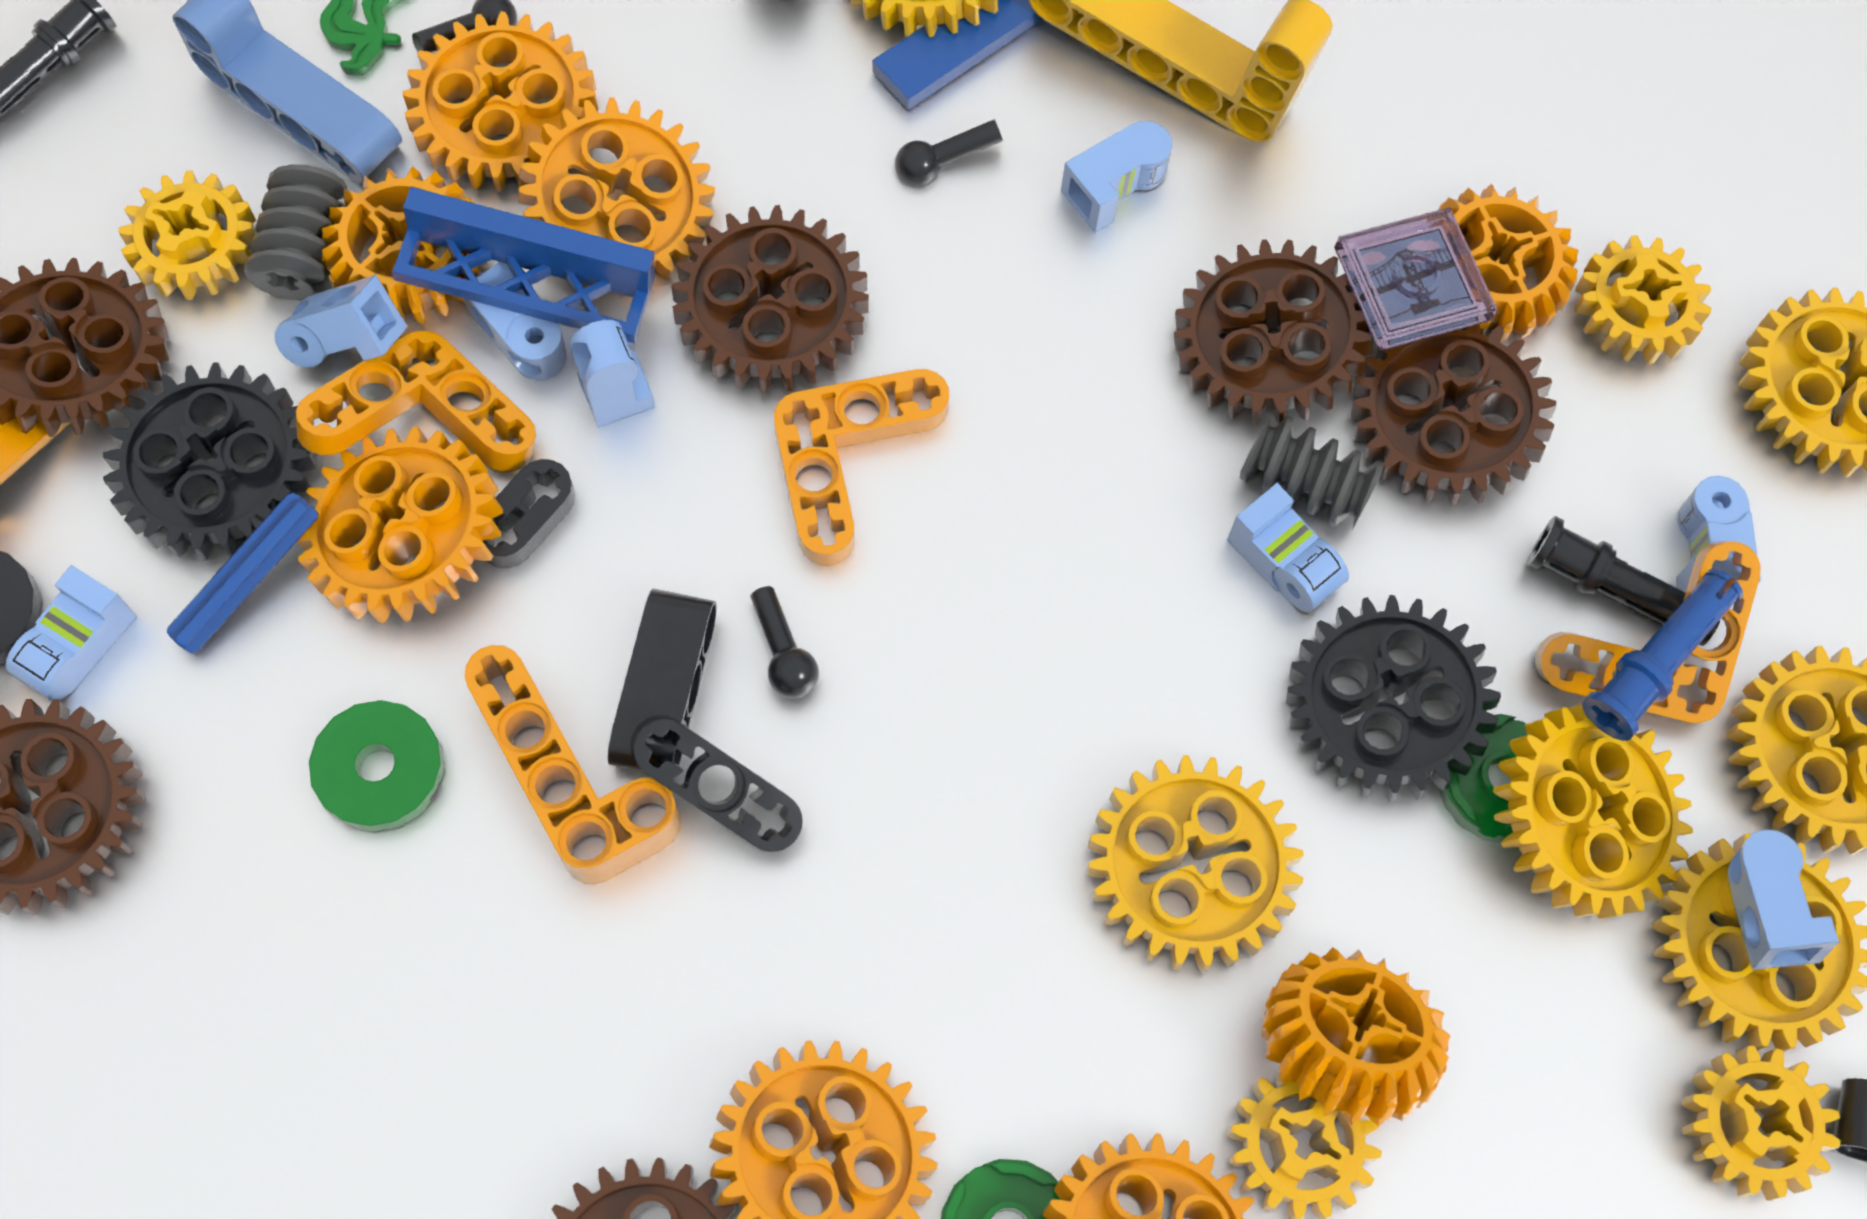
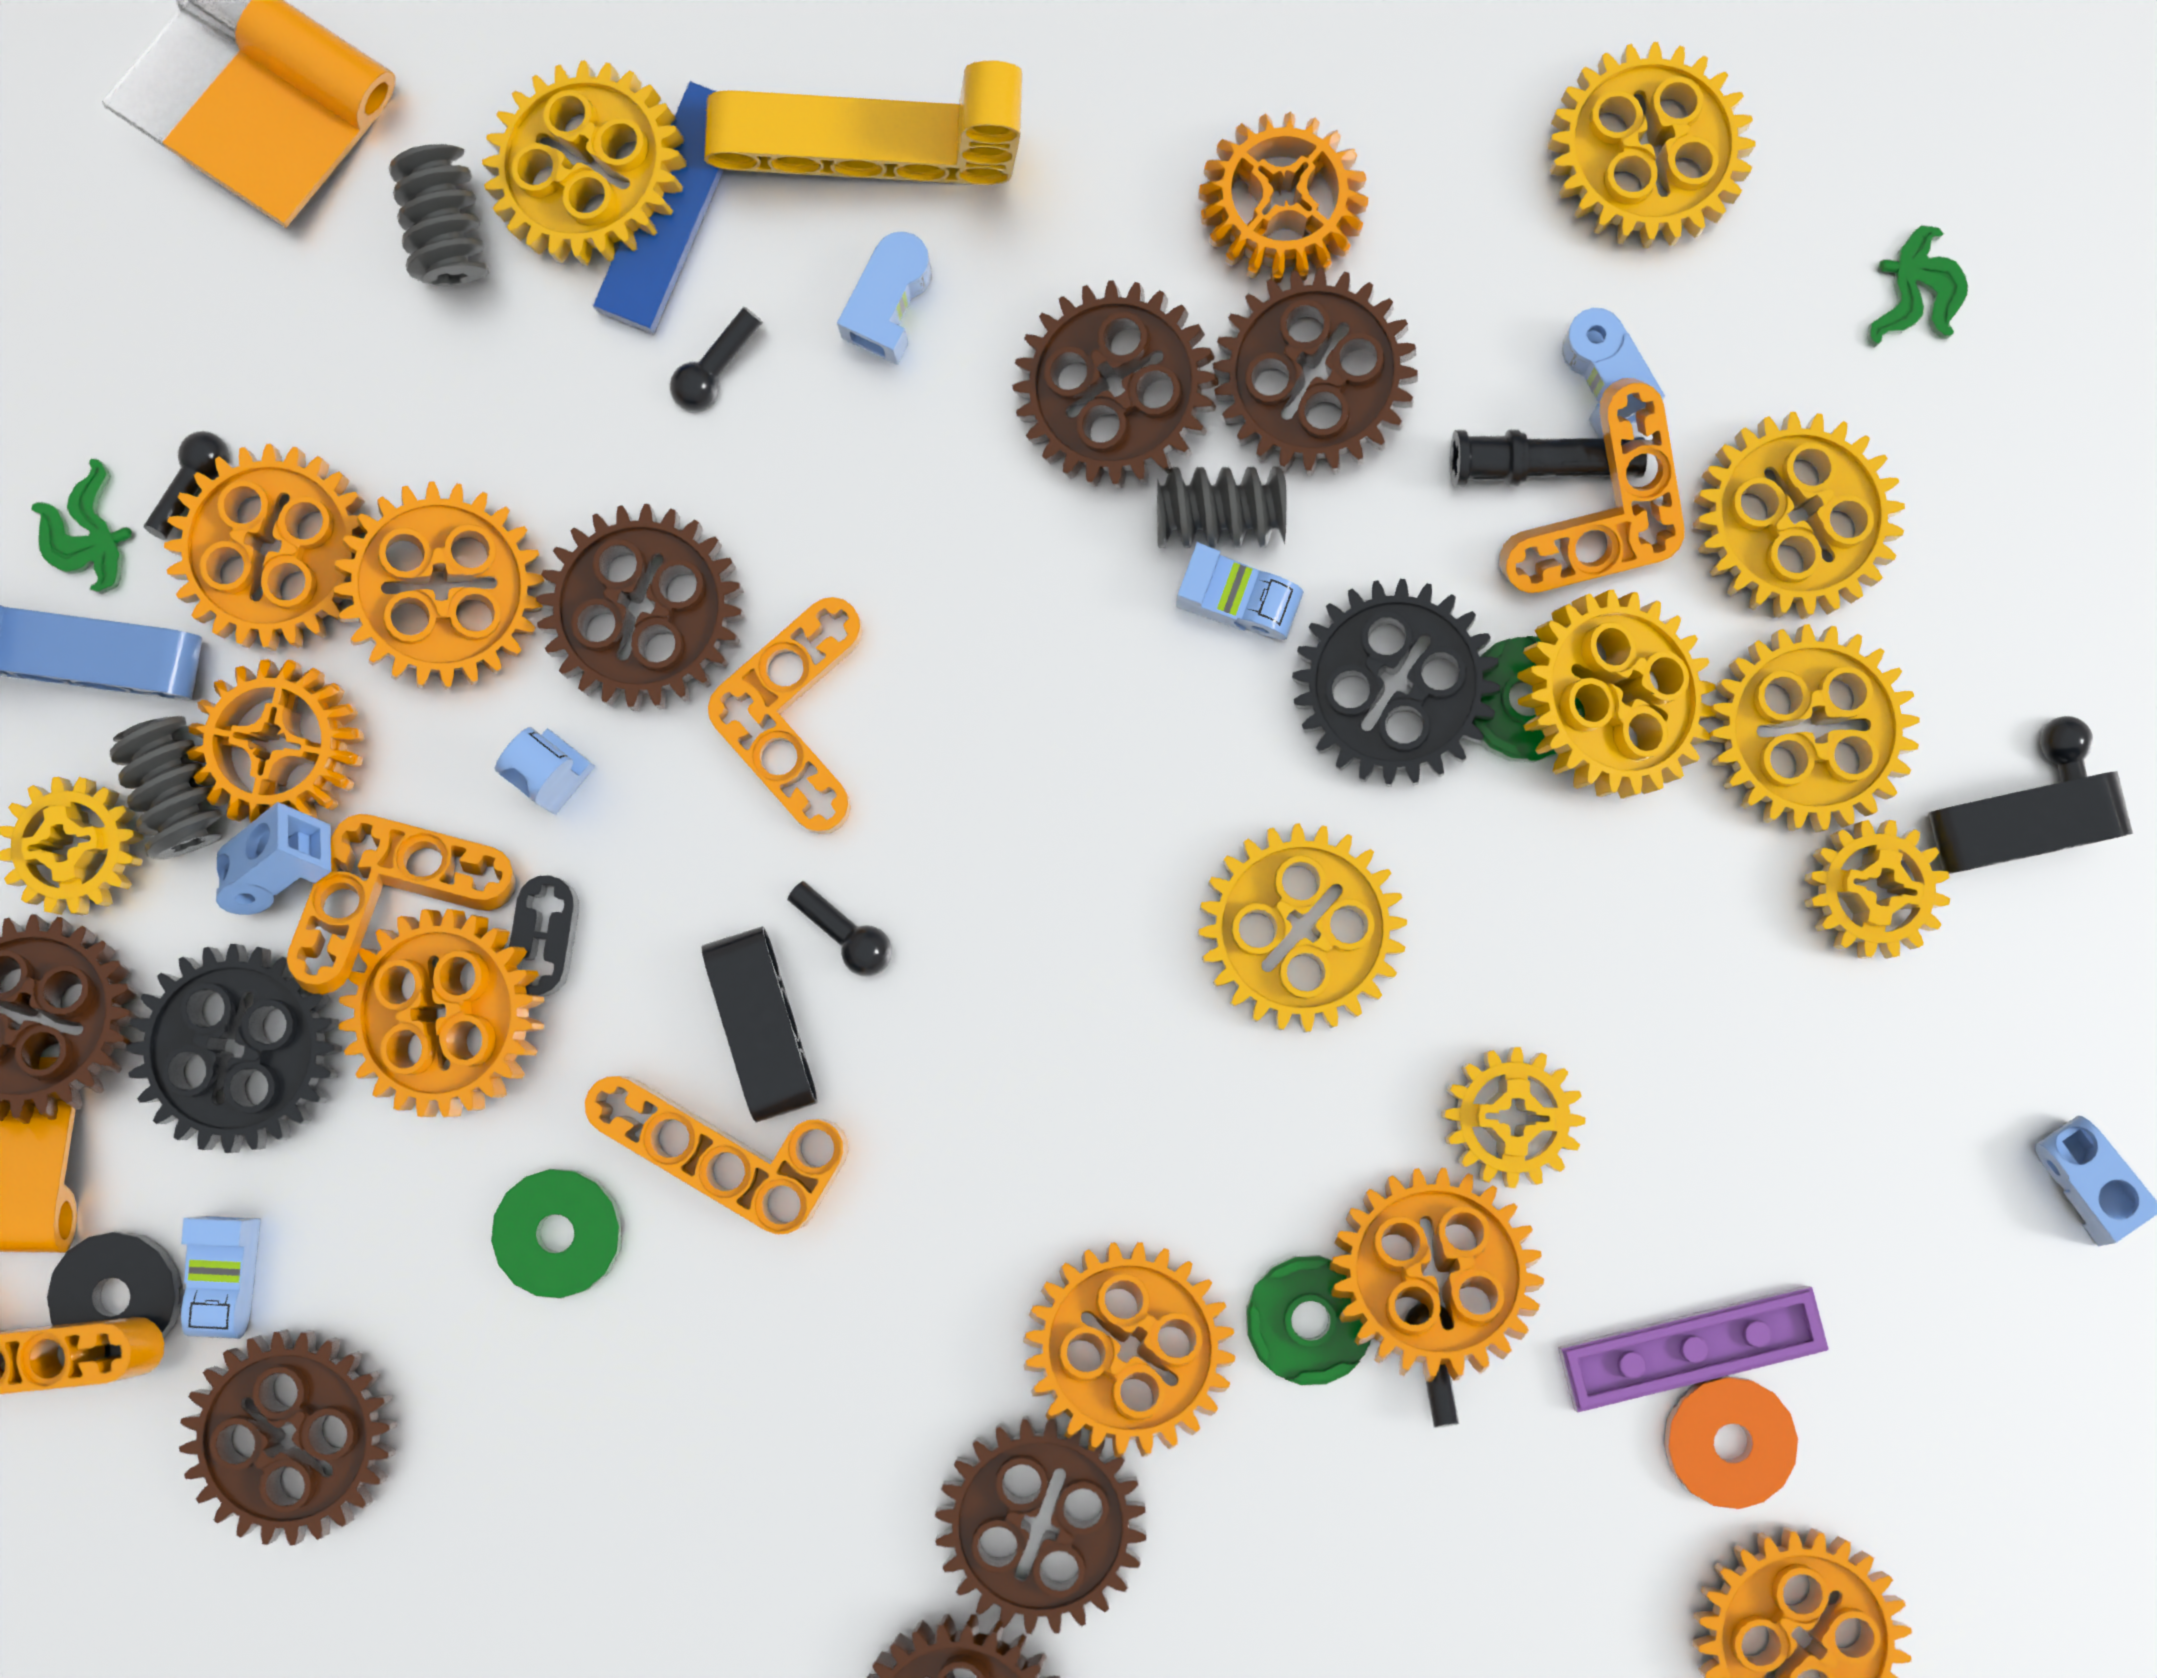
camera: 20 degrees left, 15 degrees up
(242, 573) = (333, 1134): blue axle -> none
(522, 244) = (398, 694): blue fence -> none
(527, 342) = (442, 770): light blue leg -> none
(746, 824) = (815, 1107): black beam -> none
(1355, 1037) = (1481, 1030): light orange gear -> none
(1415, 278) = (1220, 269): clear purple tile -> none
(1642, 299) = (1421, 137): yellow gear -> none
(1648, 673) = (1607, 555): blue pin -> none
(1774, 905) = (1804, 705): light blue leg -> none

